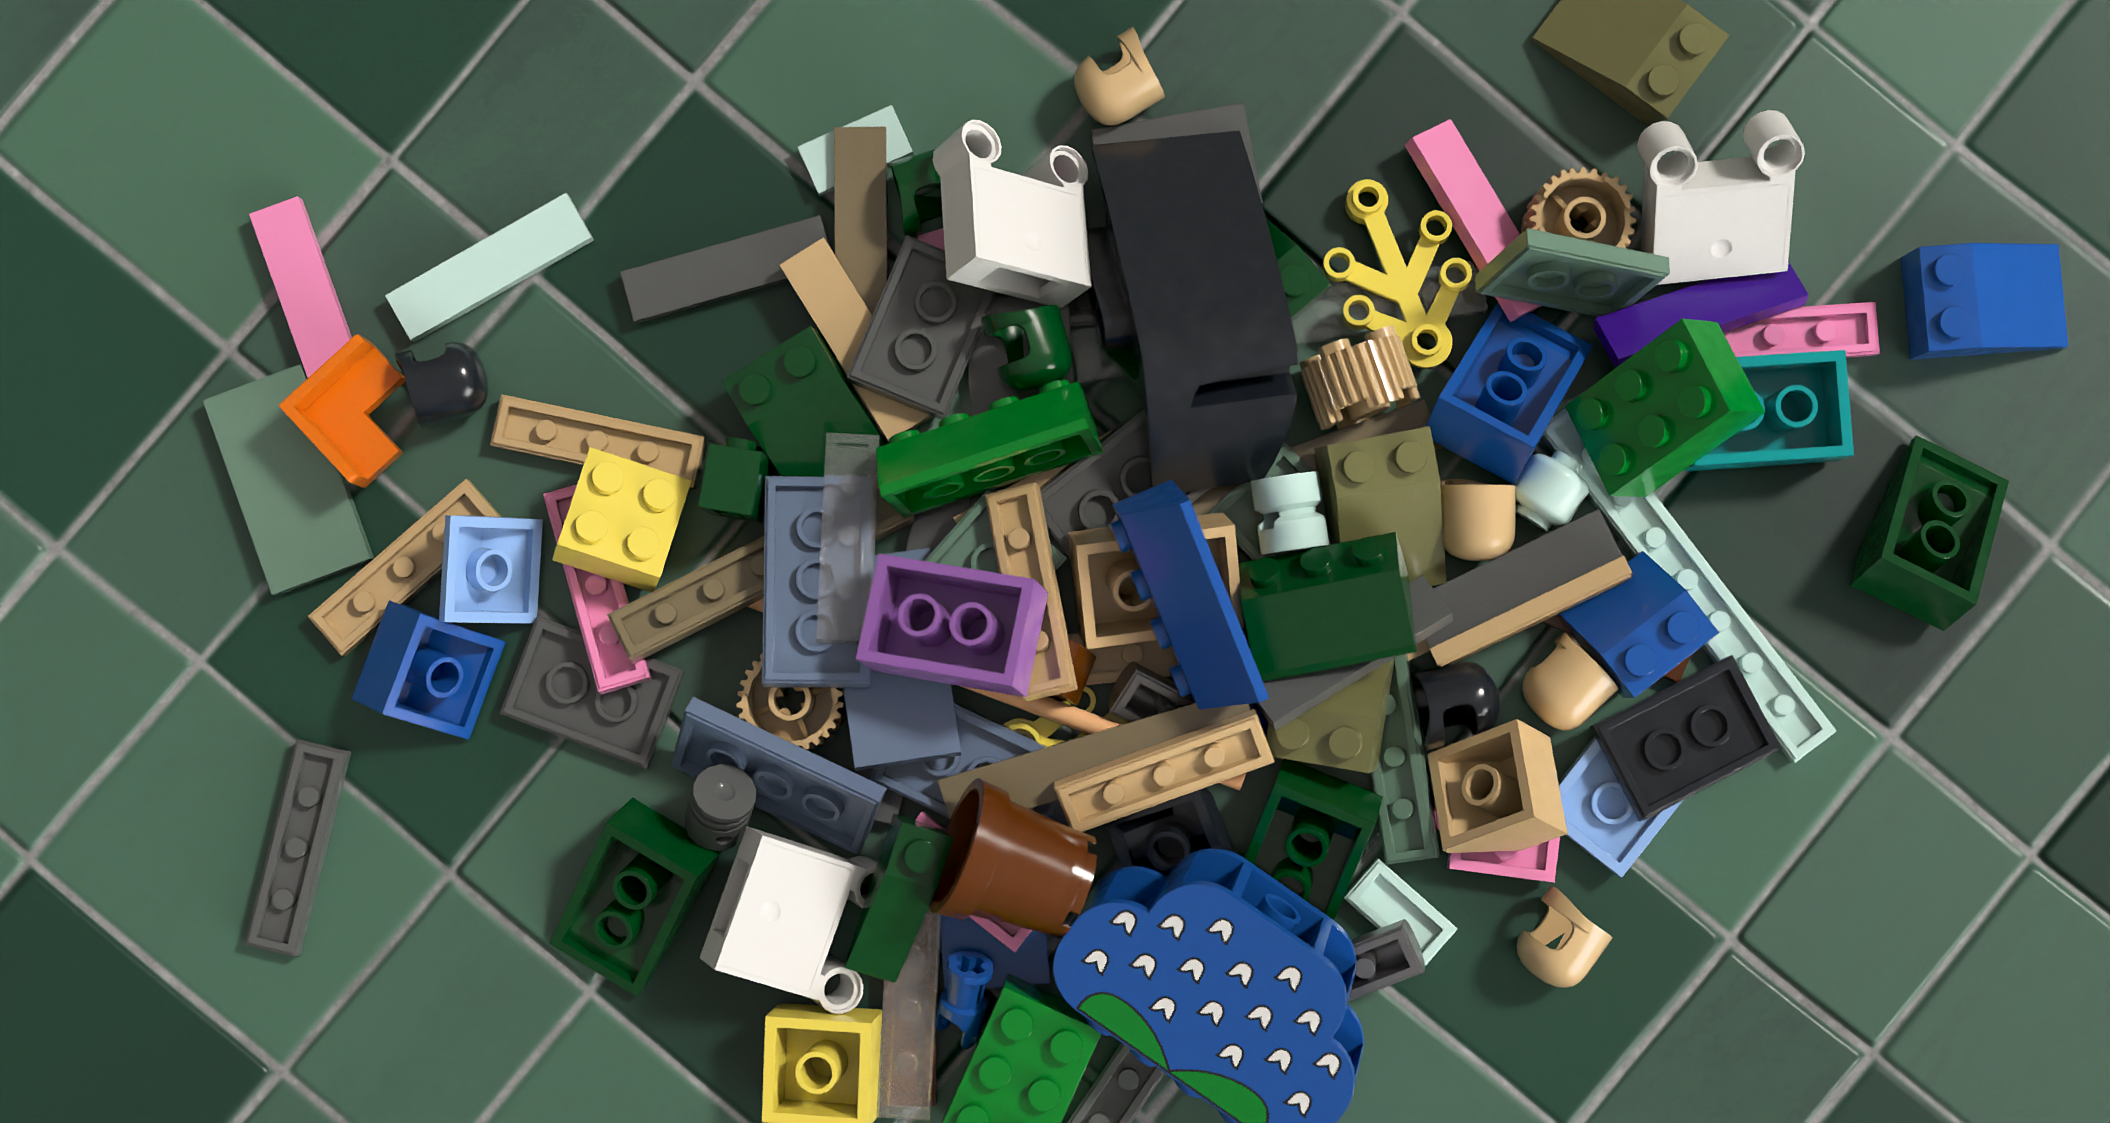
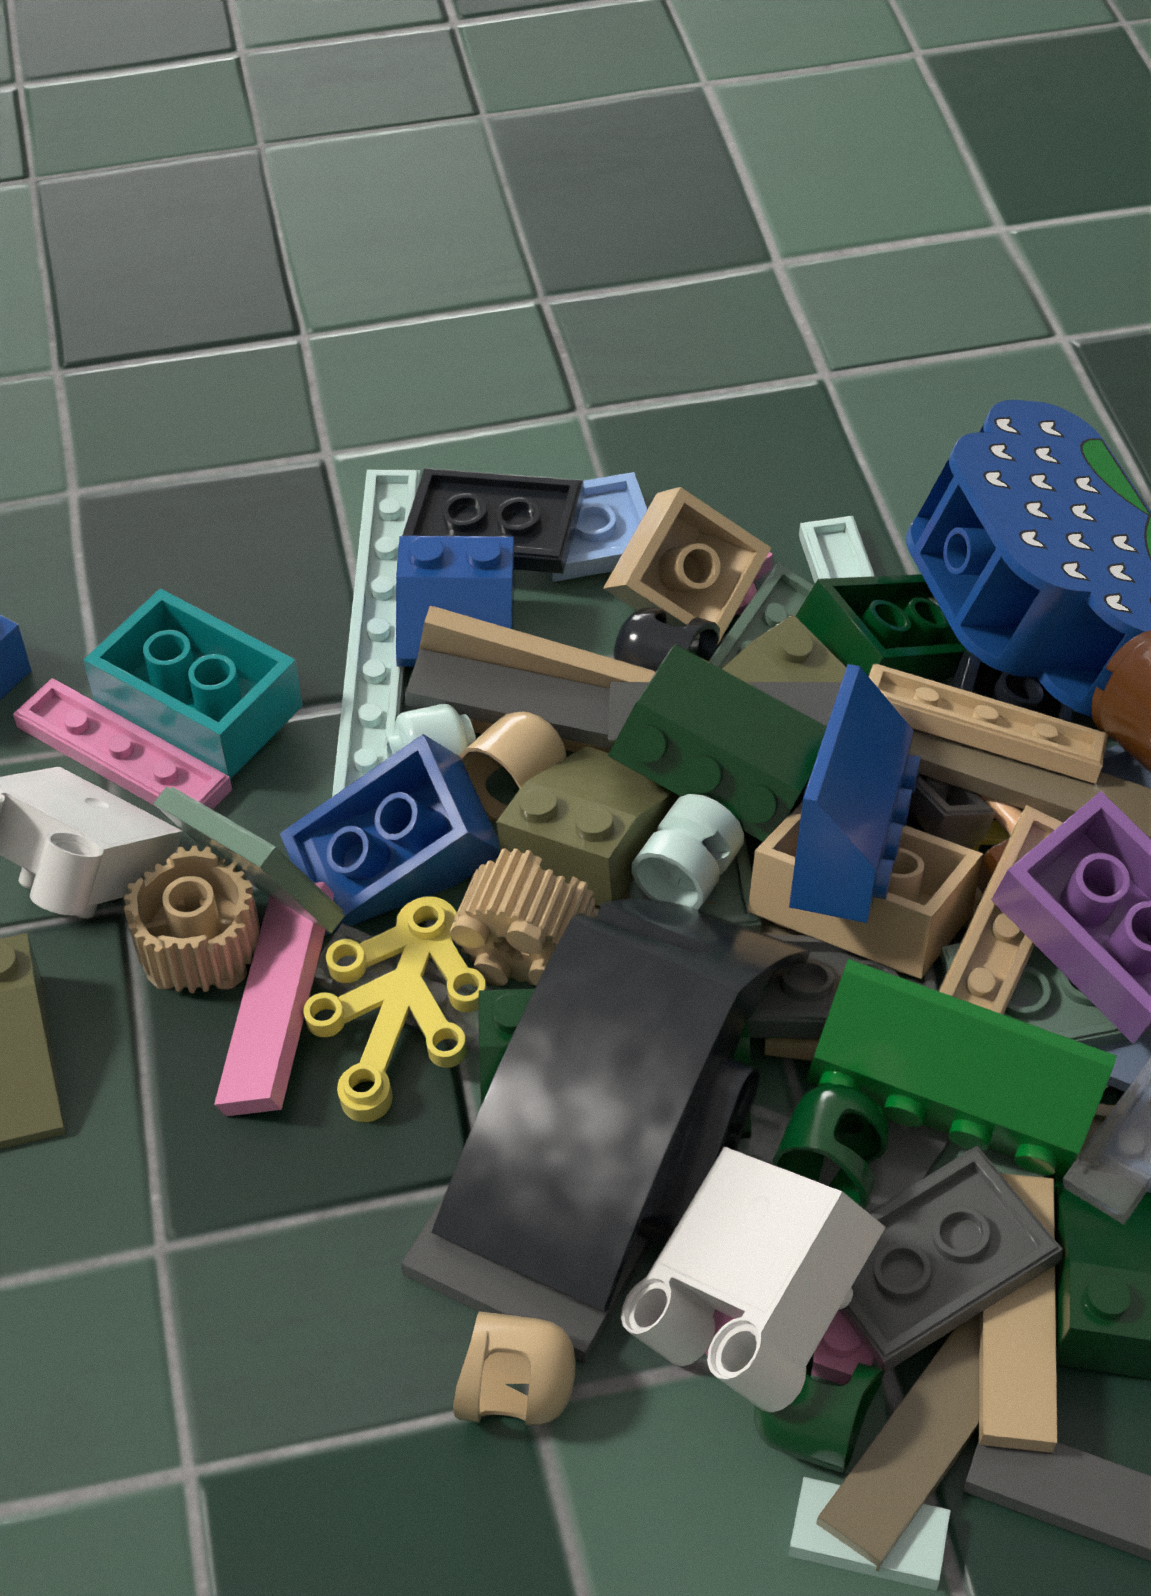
camera: 145 degrees left, 35 degrees down
(1386, 958) = (880, 524): flat silver brick -> none
(1567, 686) = (557, 597): tan helmet -> none
(1577, 950) = (721, 453): tan helmet -> none
(1664, 408) = (279, 701): green brick -> none
(1727, 300) = (141, 778): dark purple tile -> none
(1932, 535) = (154, 534): dark green slope -> none

